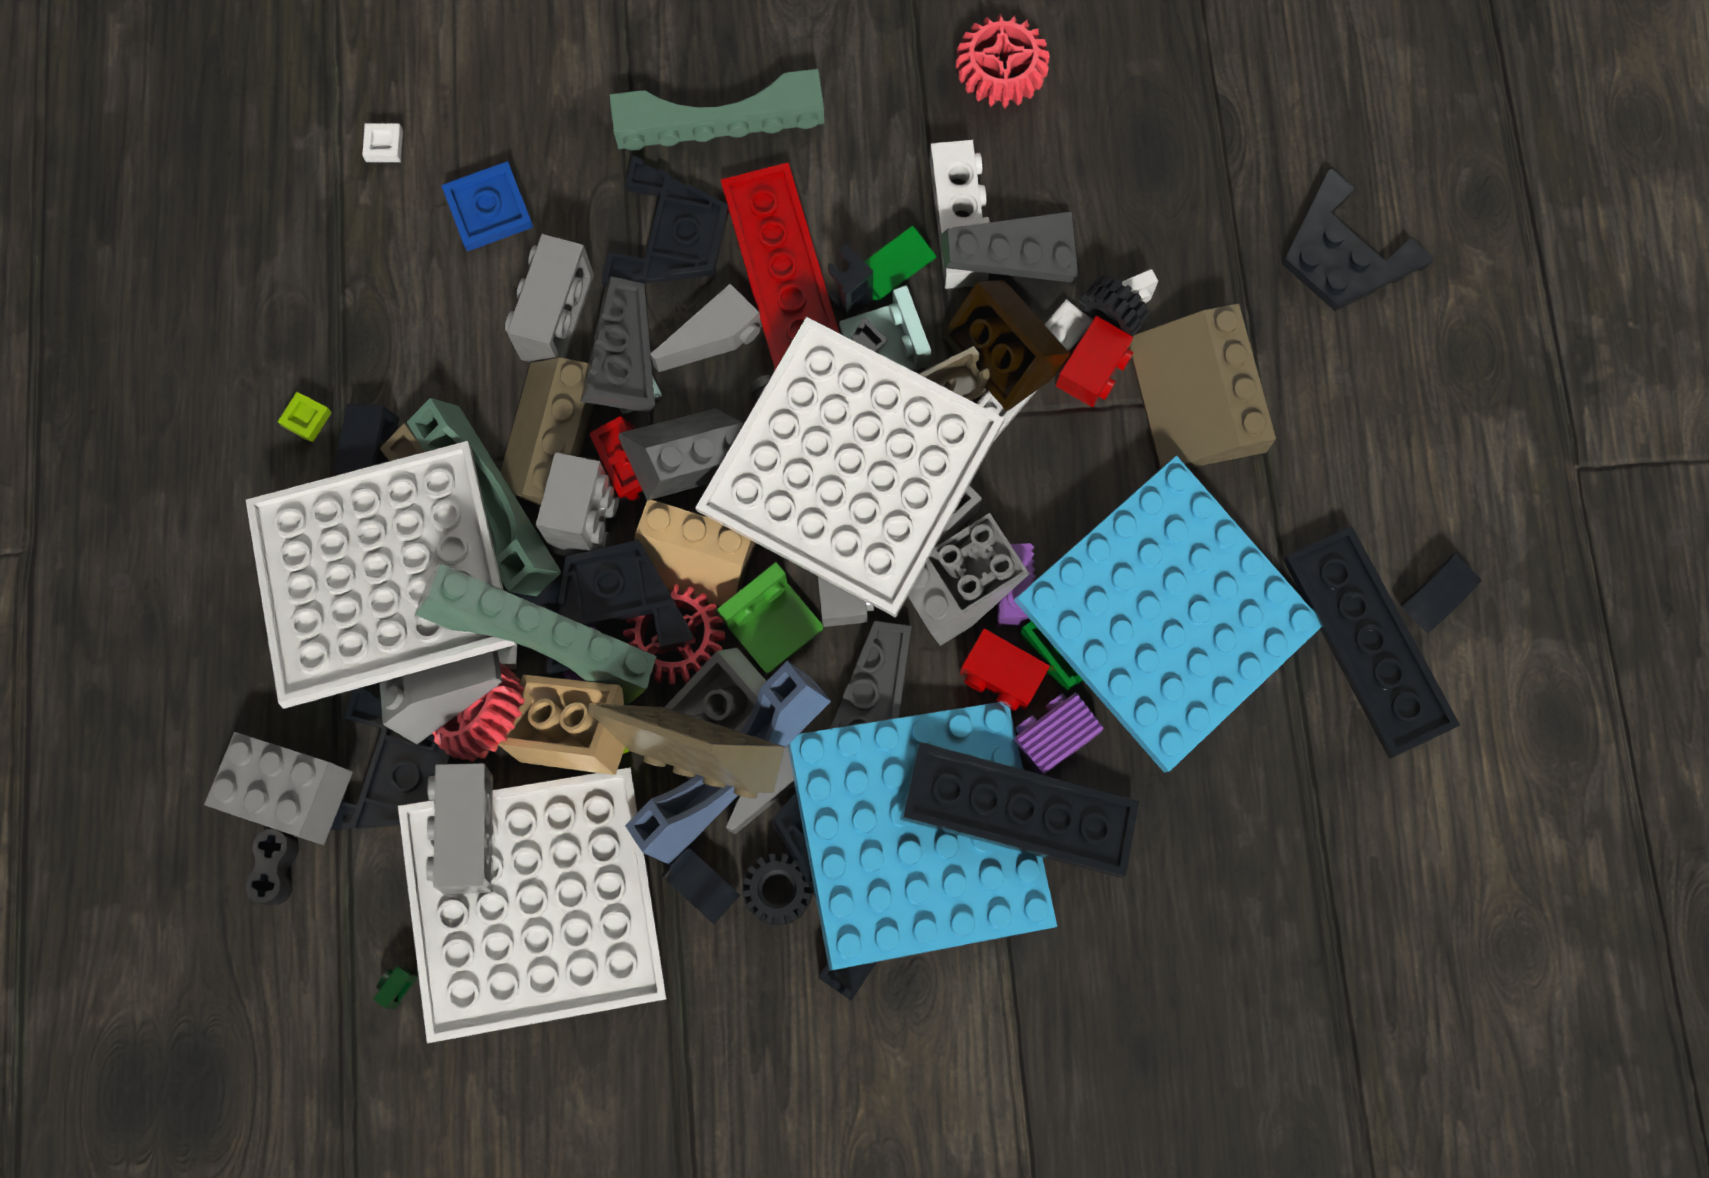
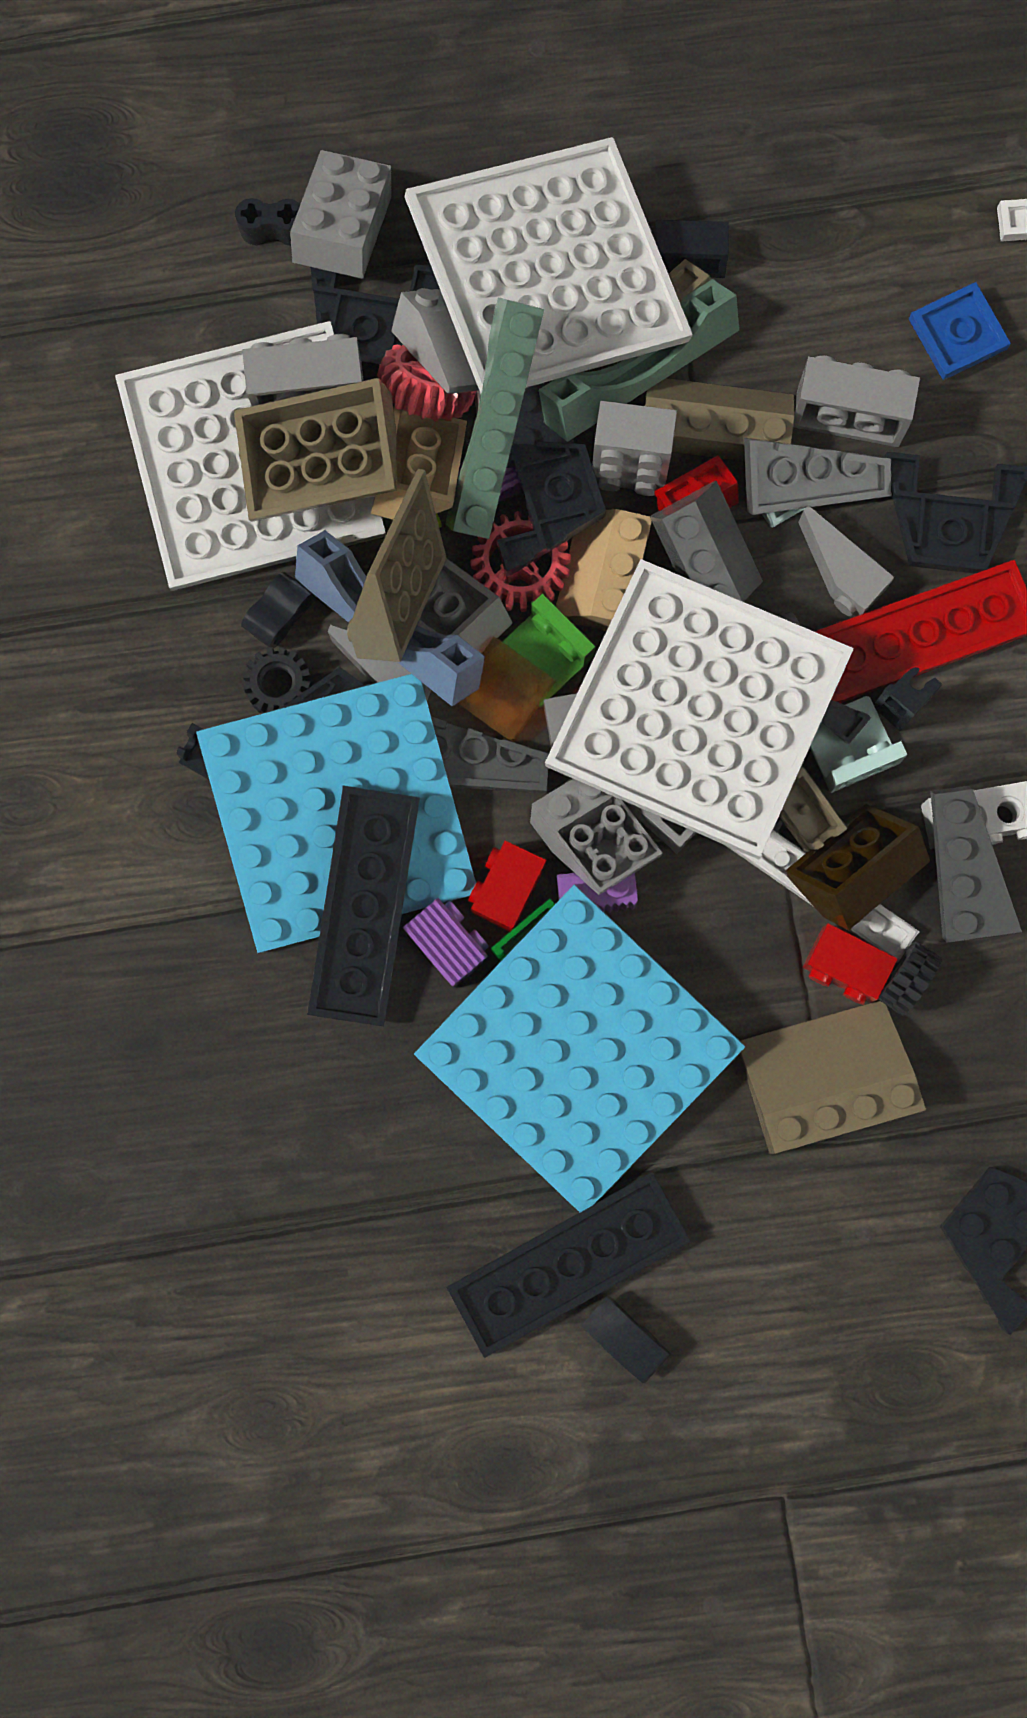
camera: 90 degrees right, 5 degrees up
(304, 417) = (714, 187): lime plate -> none
(394, 986) = (167, 343): dark green plate -> none
(549, 820) = (317, 449): none -> dark tan slope
(809, 648) = (508, 690): none -> clear orange plate
(898, 262) = (938, 746): green hinge -> none
(1143, 284) = (936, 1005): white plate -> none

